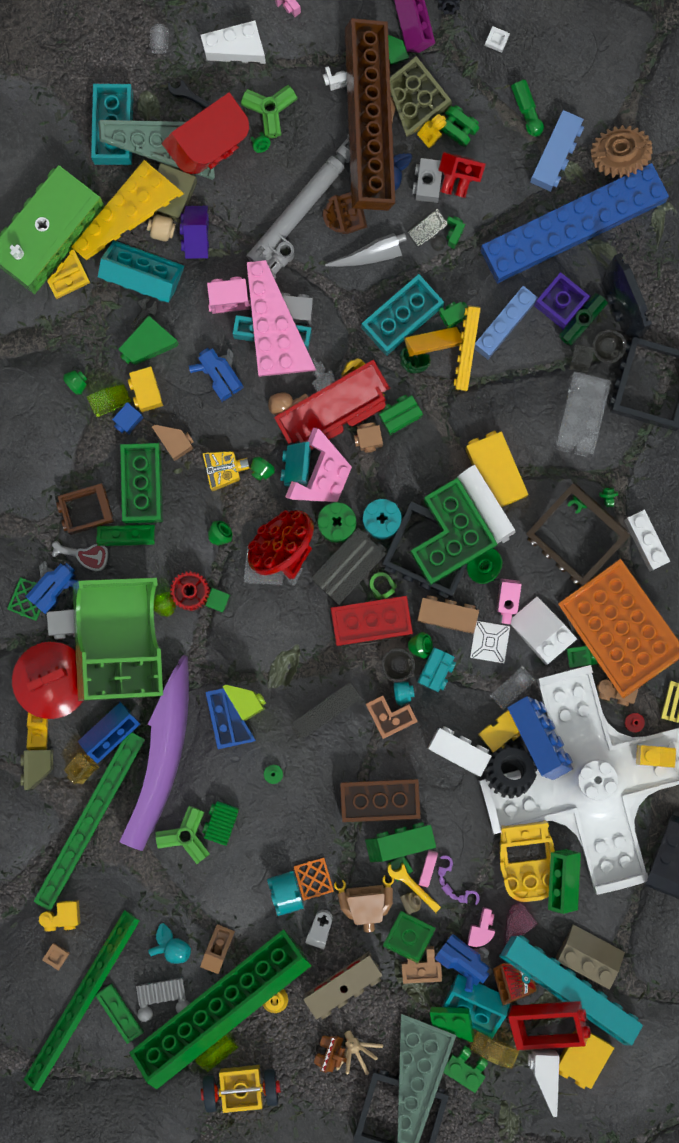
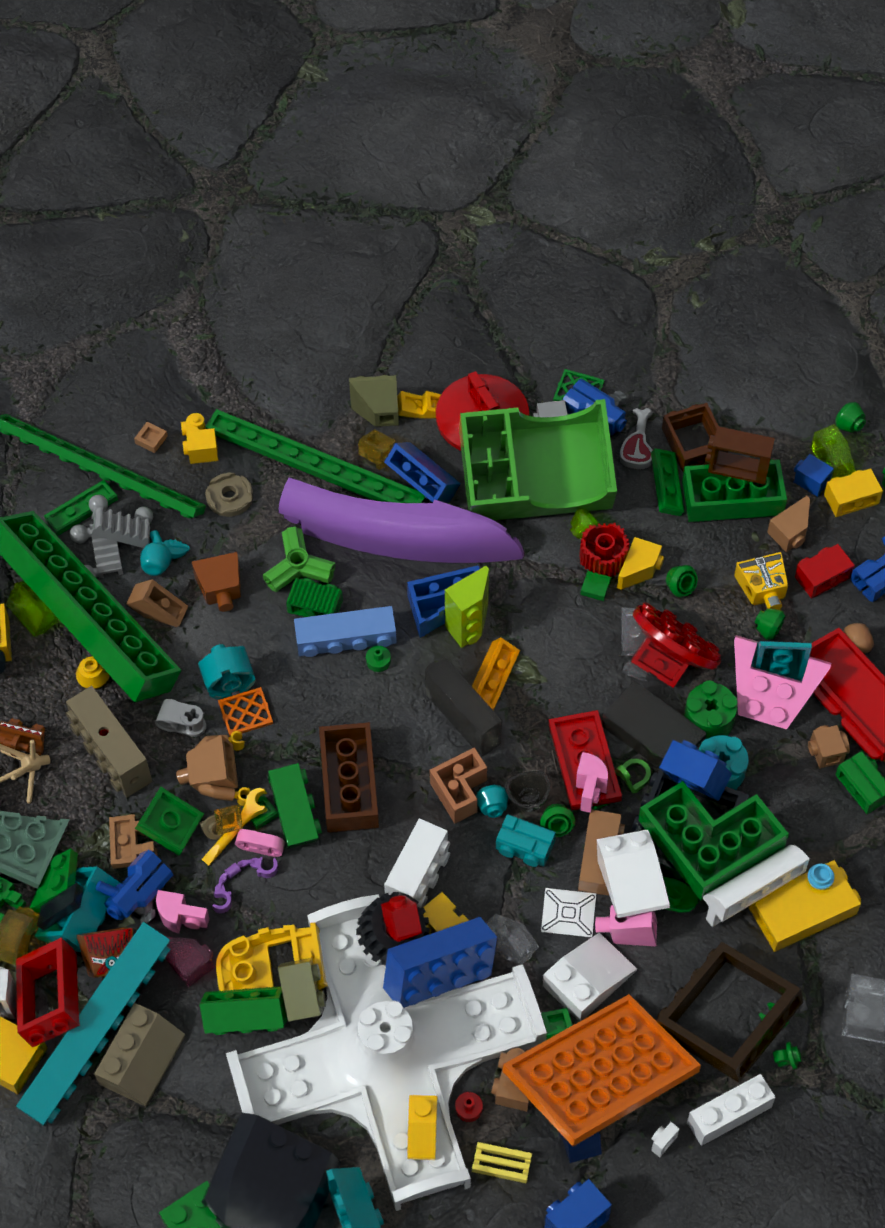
camera: 85 degrees right, 25 degrees down
(114, 879) = (229, 506): none -> dark tan tile
(124, 476) = (736, 465): none -> reddish brown window
(147, 980) = (120, 527): none -> light grey gear
(198, 899) = (219, 579): none -> dark orange torso
(201, 562) = (640, 563): none -> yellow slope
(217, 421) = (824, 570): none -> red brick
(250, 799) = (345, 631): none -> medium blue brick
(292, 686) = (495, 671): none -> light orange slope
(394, 615) = (592, 778): none -> bright pink brick
(401, 539) = (696, 769): none -> blue brick
(413, 892) = (228, 819): none -> clear yellow slope
(479, 1018) = (60, 906): none -> black tile
(480, 594) = (632, 873): none -> white slope
(481, 457) = (820, 876): none -> medium azure plate
(513, 765) = (401, 918): none -> red brick
(555, 839) = (301, 989): none -> olive brick
(665, 588) = (664, 1138): none -> white plate

